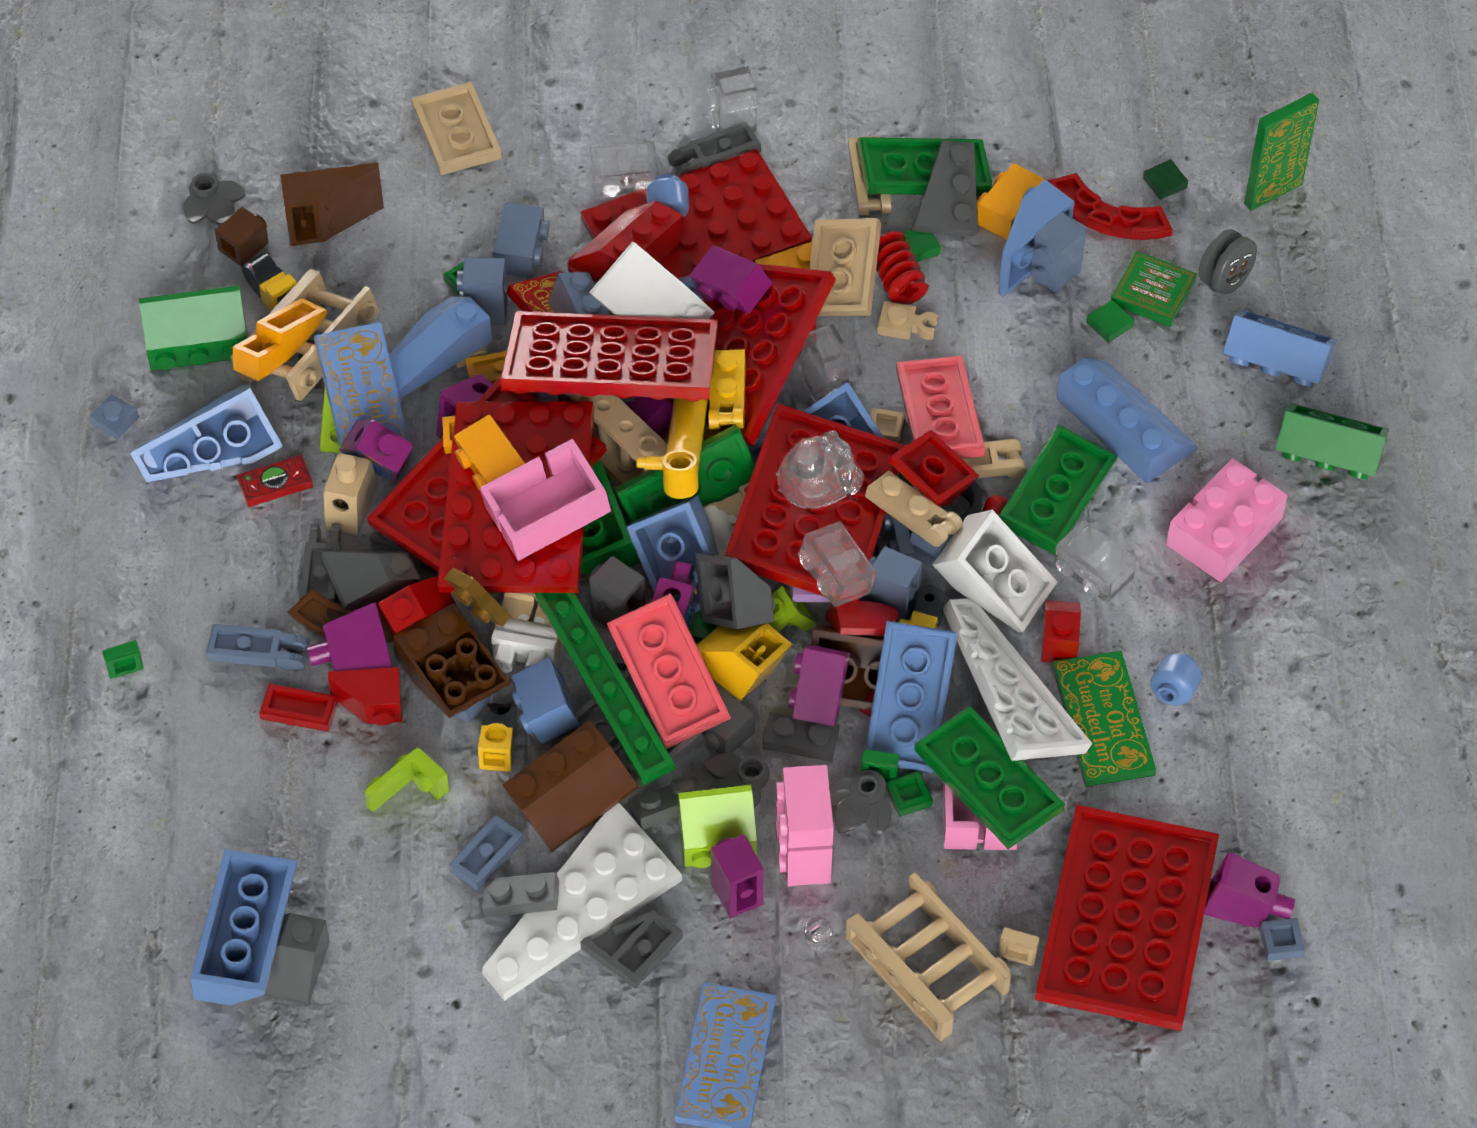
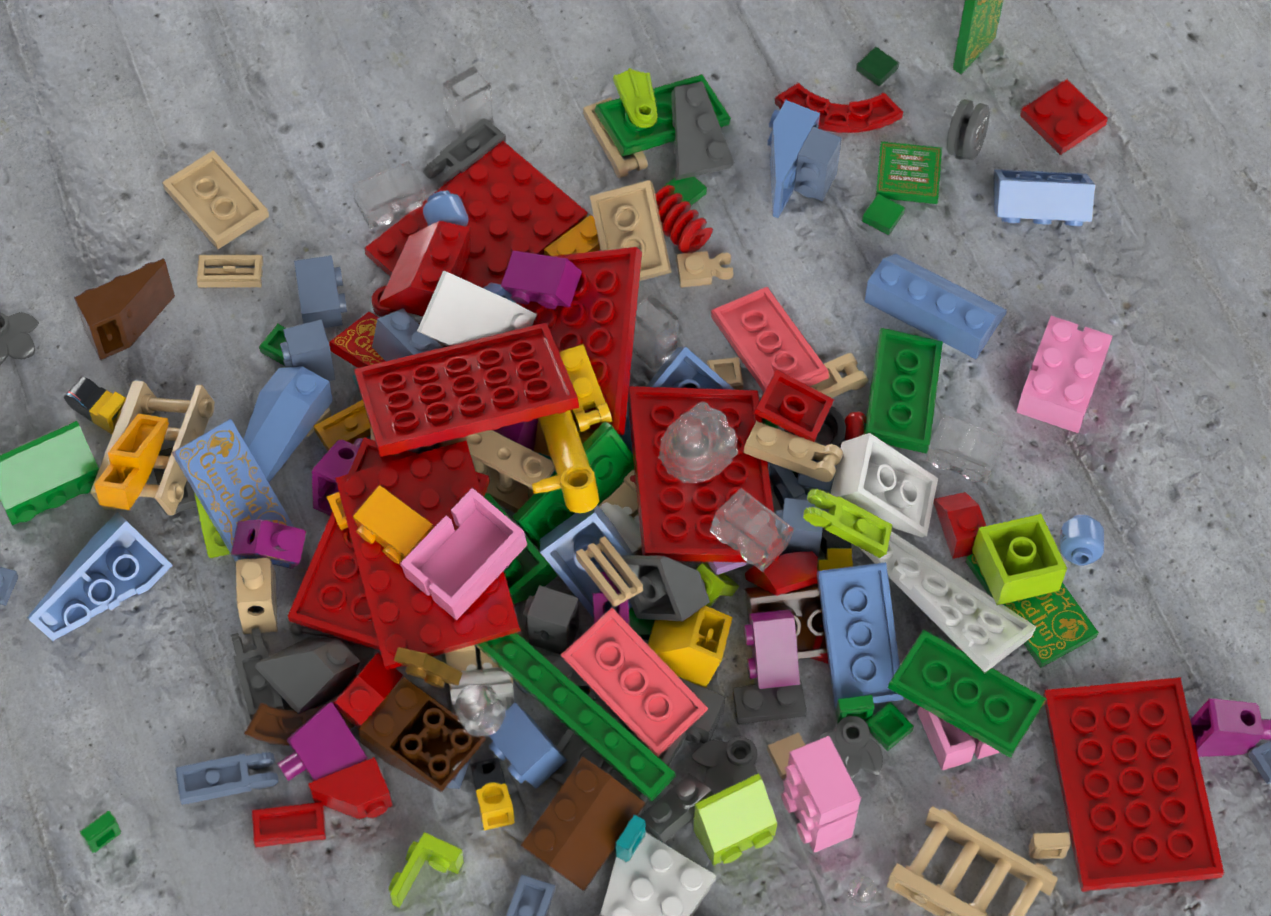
camera: 20 degrees left, 5 degrees up
(242, 236) = (52, 365): reddish brown brick -> none
(274, 481) = (177, 602): red tile -> none
(441, 201) = (229, 275): none -> tan tile
(511, 652) = (480, 710): none -> clear head
(610, 812) = (631, 838): none -> teal tile
(677, 540) = (596, 551): none -> tan tile
(736, 875) = (772, 862): magenta brick -> none
(904, 140) = (637, 96): none -> lime piece
(937, 586) = (848, 522): none -> lime hinge
(1000, 205) = (750, 129): light orange brick -> none
(1098, 674) = (1019, 559): none -> lime brick
(1331, 441) = (1124, 271): slope -> none
(1338, 278) = (1063, 116): none -> red plate

